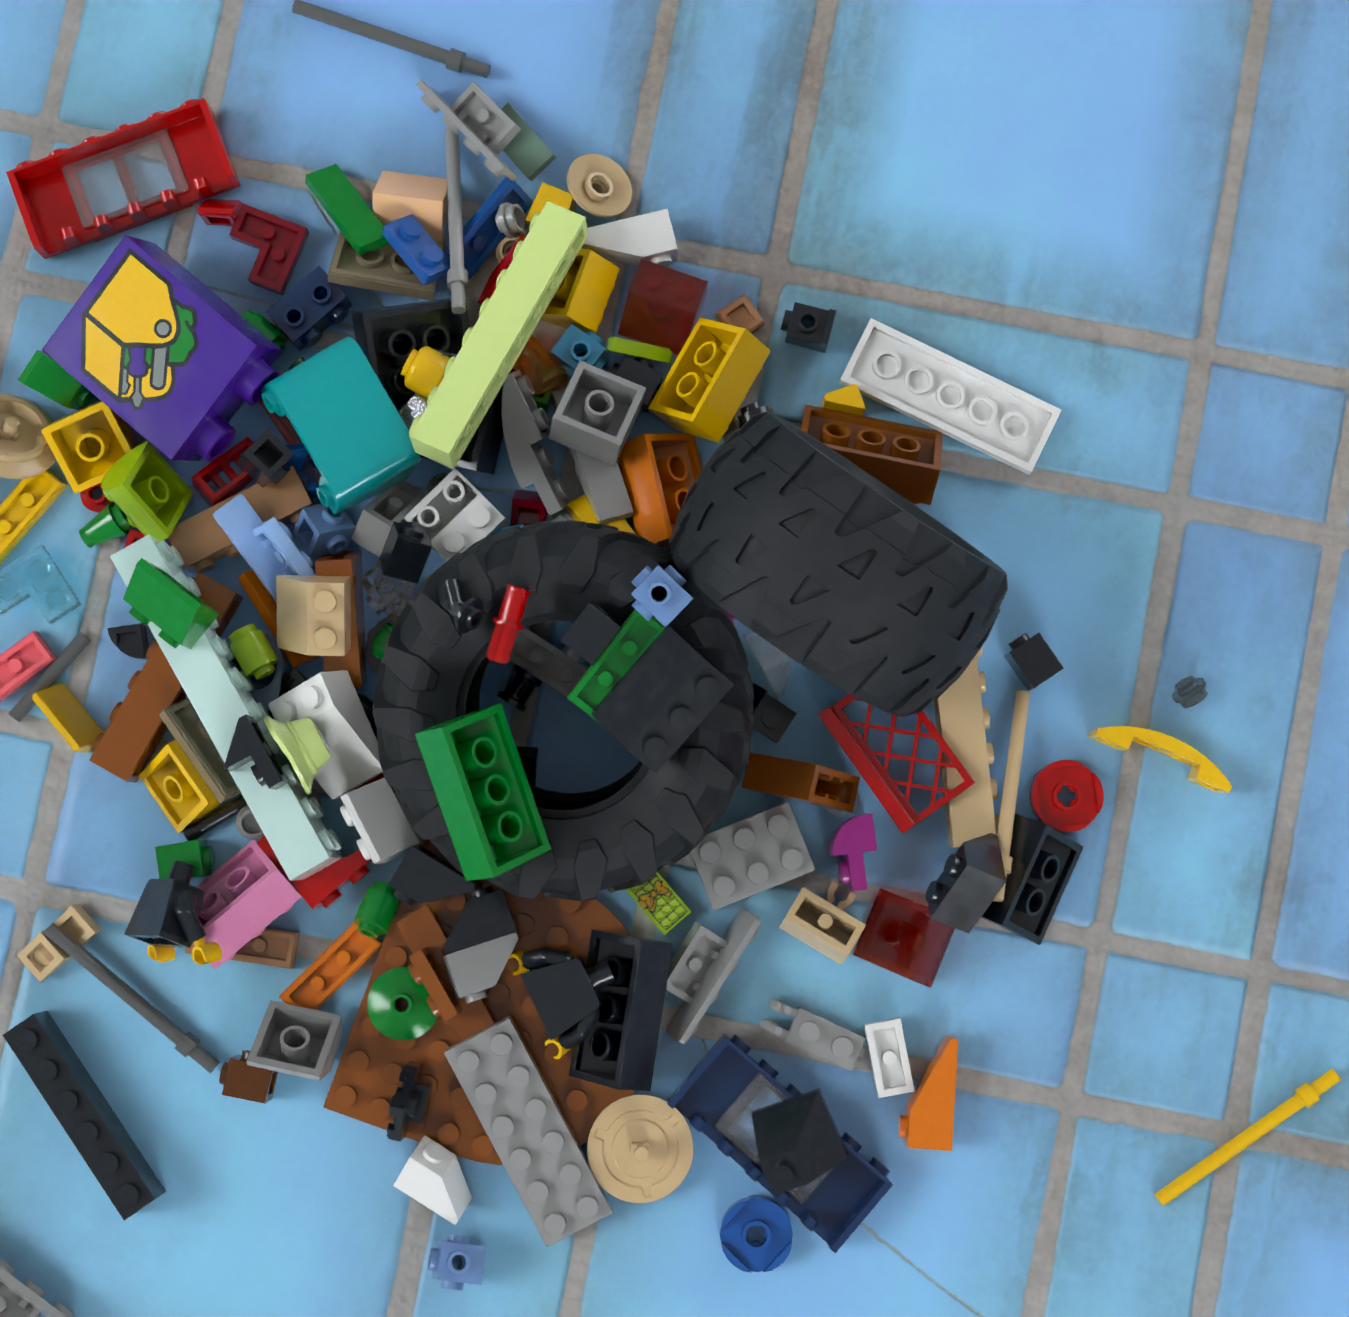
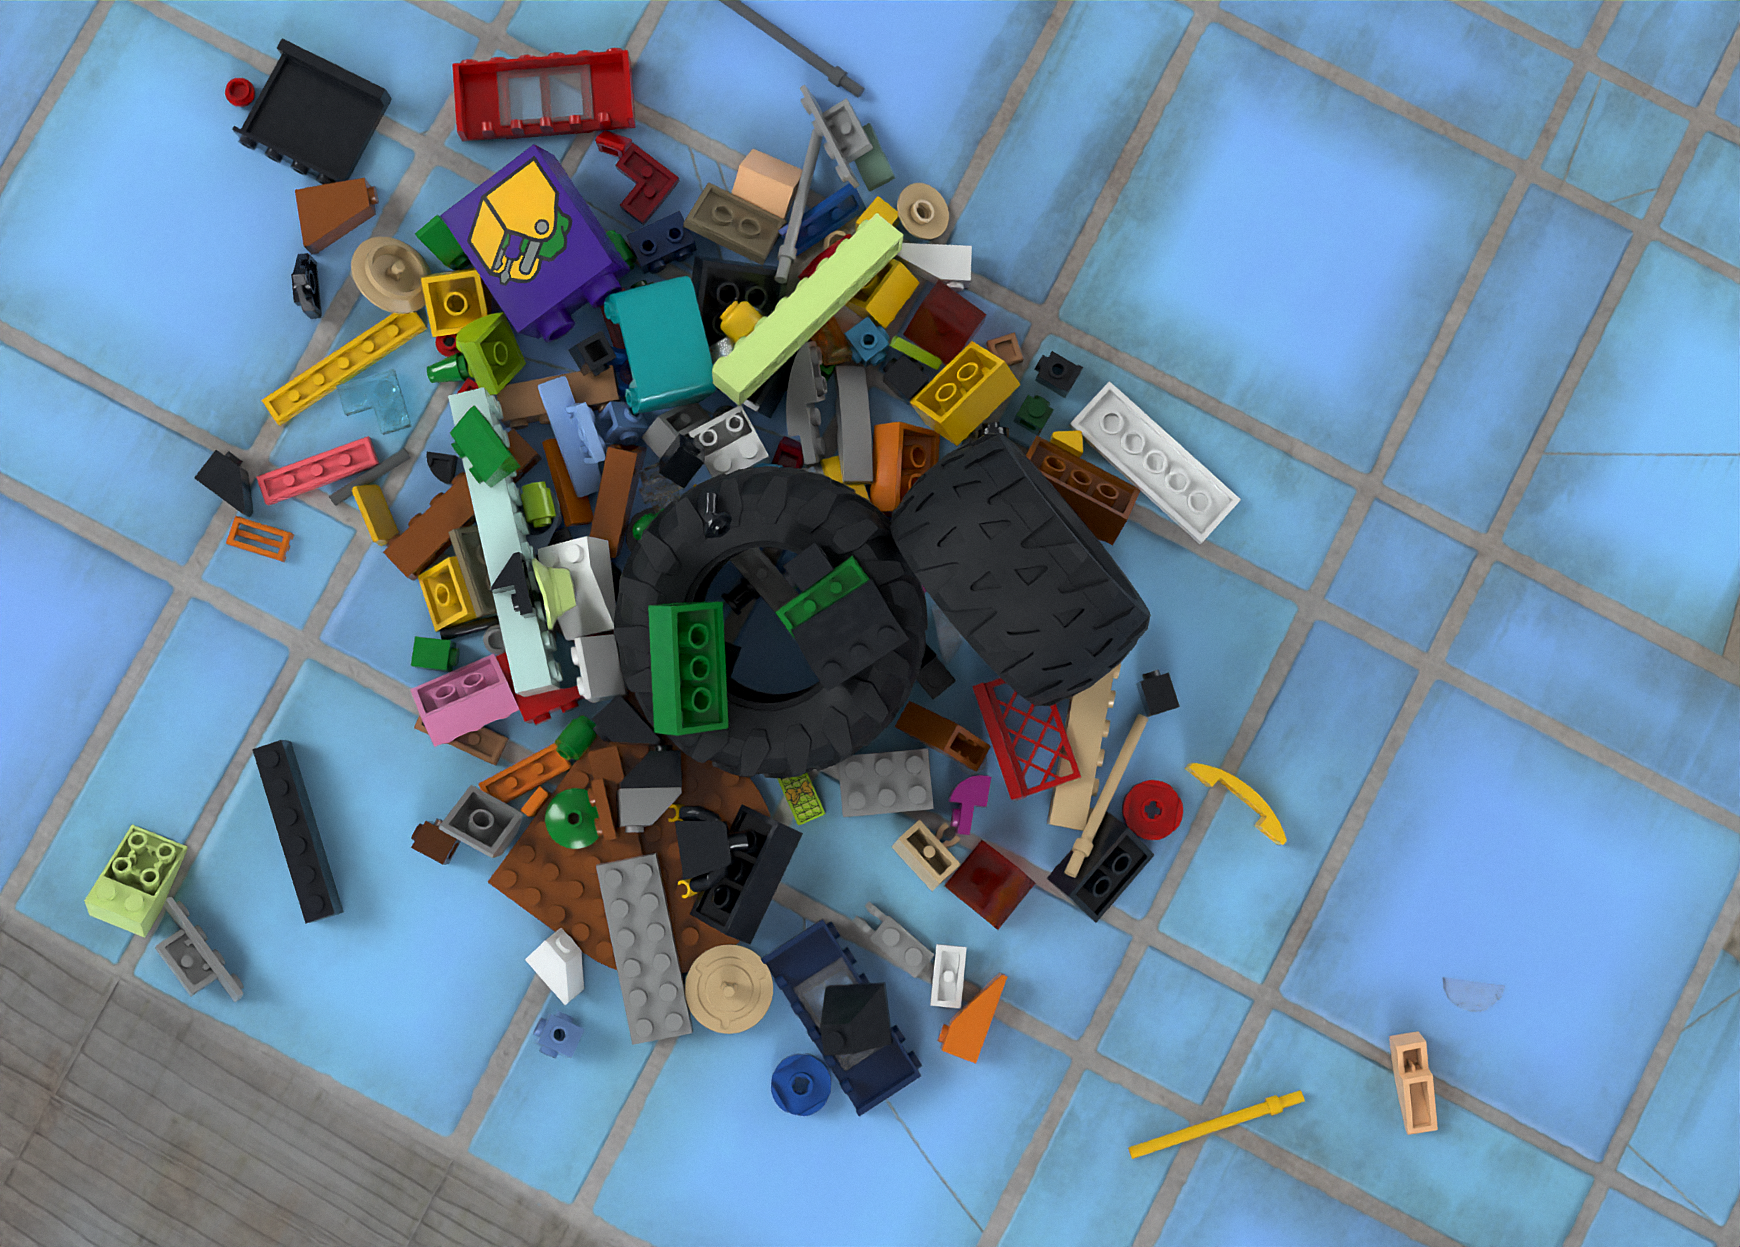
camera: 10 degrees right, 0 degrees up
(46, 957) = (316, 690): tan slope -> none
(170, 918) = (412, 695): black torso -> none
(185, 1043) = (393, 799): dark grey bar -> none
(211, 472) = (549, 348): red slope -> none
(314, 614) = (594, 488): tan slope -> none
(346, 209) = (715, 172): green tile -> none
(352, 997) = (536, 802): none -> orange tile
(408, 1102) = (556, 897): black plate -> none
(417, 249) = (762, 220): blue plate -> none
(507, 624) = (746, 541): red axle -> none
(510, 219) = (843, 218): light grey plate -> none
(597, 413) = (866, 394): light grey brick -> none
(666, 608) = (872, 565): medium blue brick -> none
(702, 968) = (820, 860): light grey bracket -> none
(795, 381) = (1033, 414): none -> dark green brick
(967, 883) = (1050, 854): black slope -> none
(1190, 691) = (1276, 755): clear smoke plate -> none

